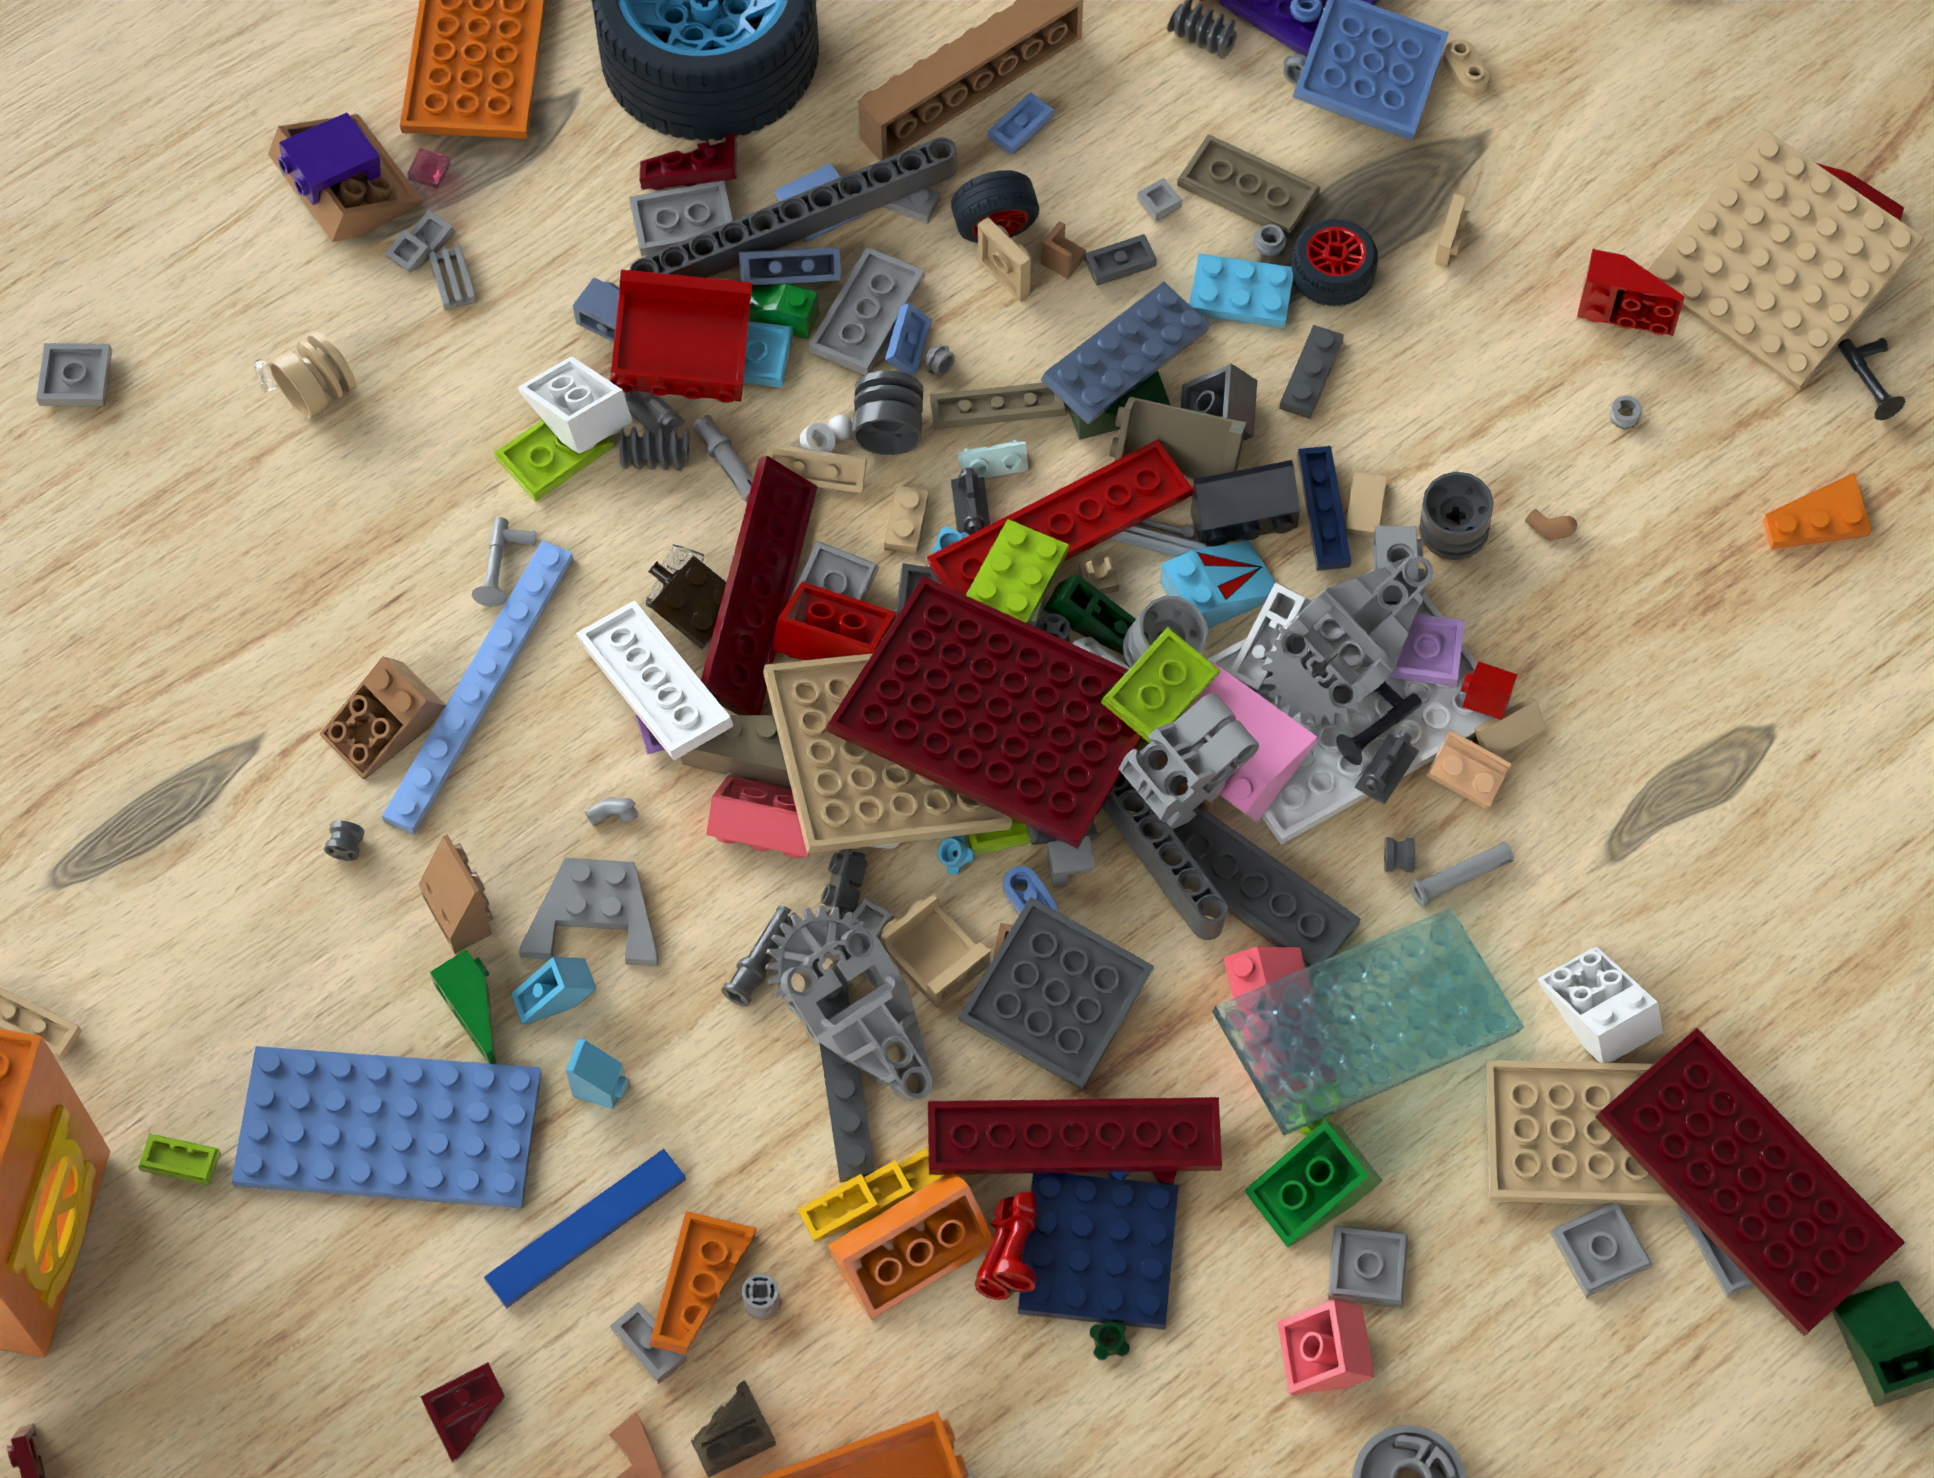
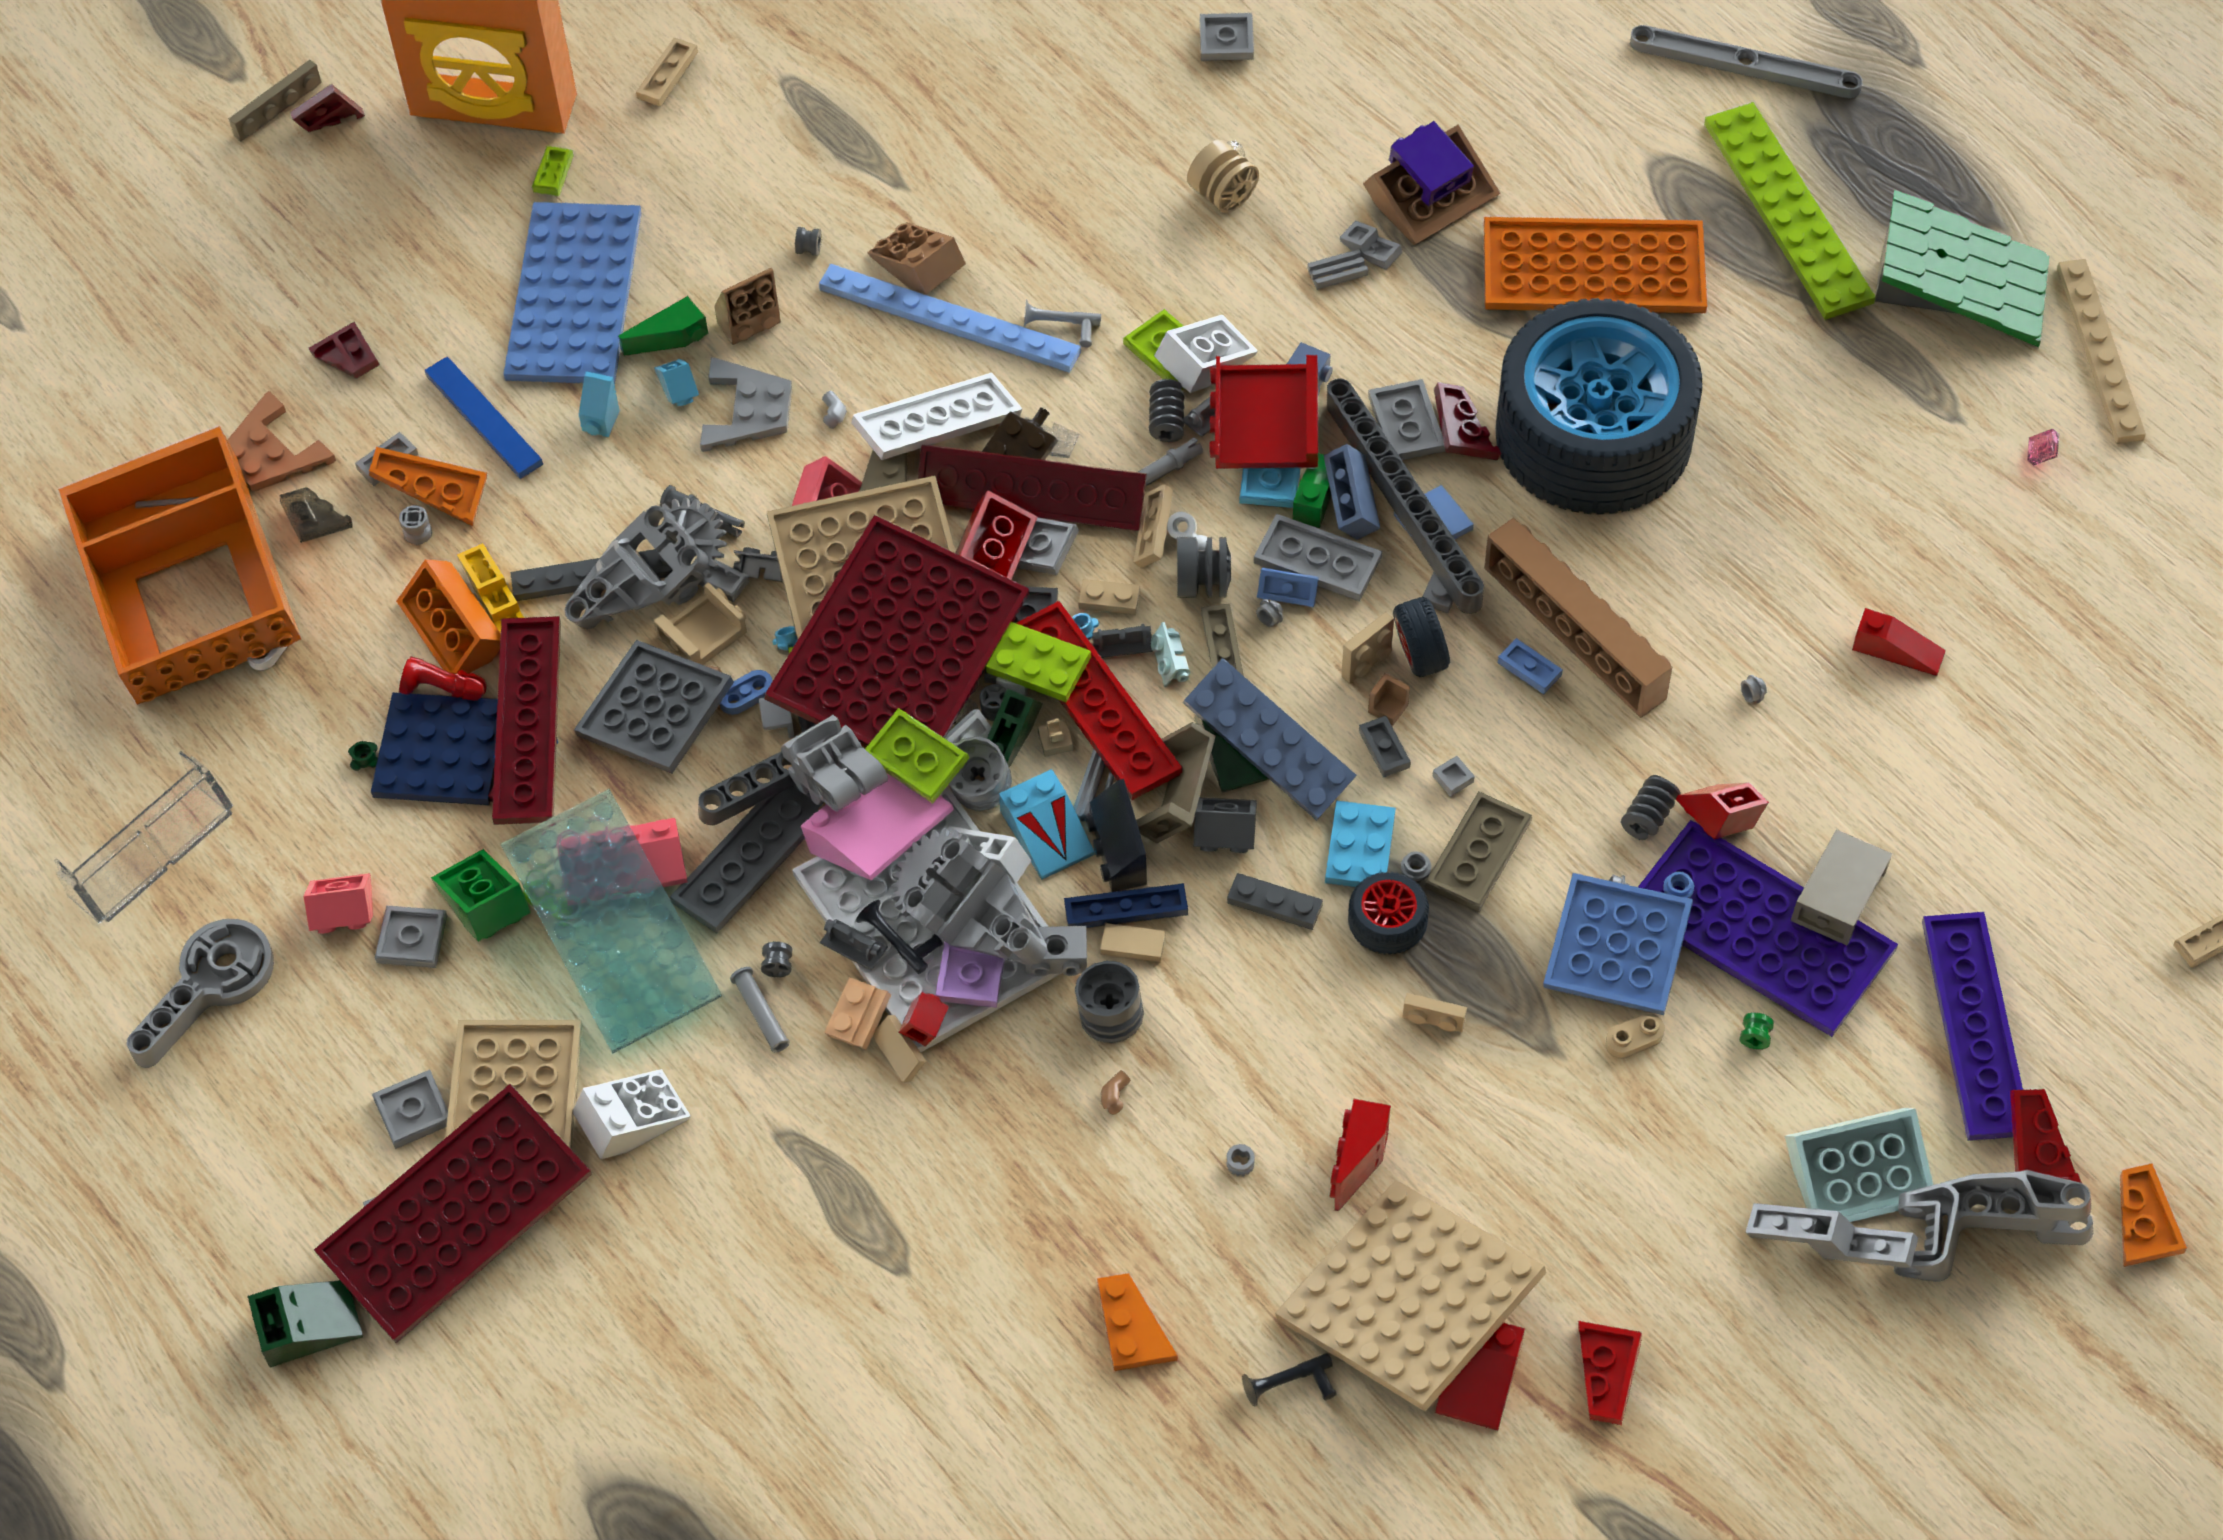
camera: 90 degrees right, 5 degrees down
(428, 168) = (1444, 242): clear pink plate -> none
(1838, 111) = (1609, 1369): none -> red wing

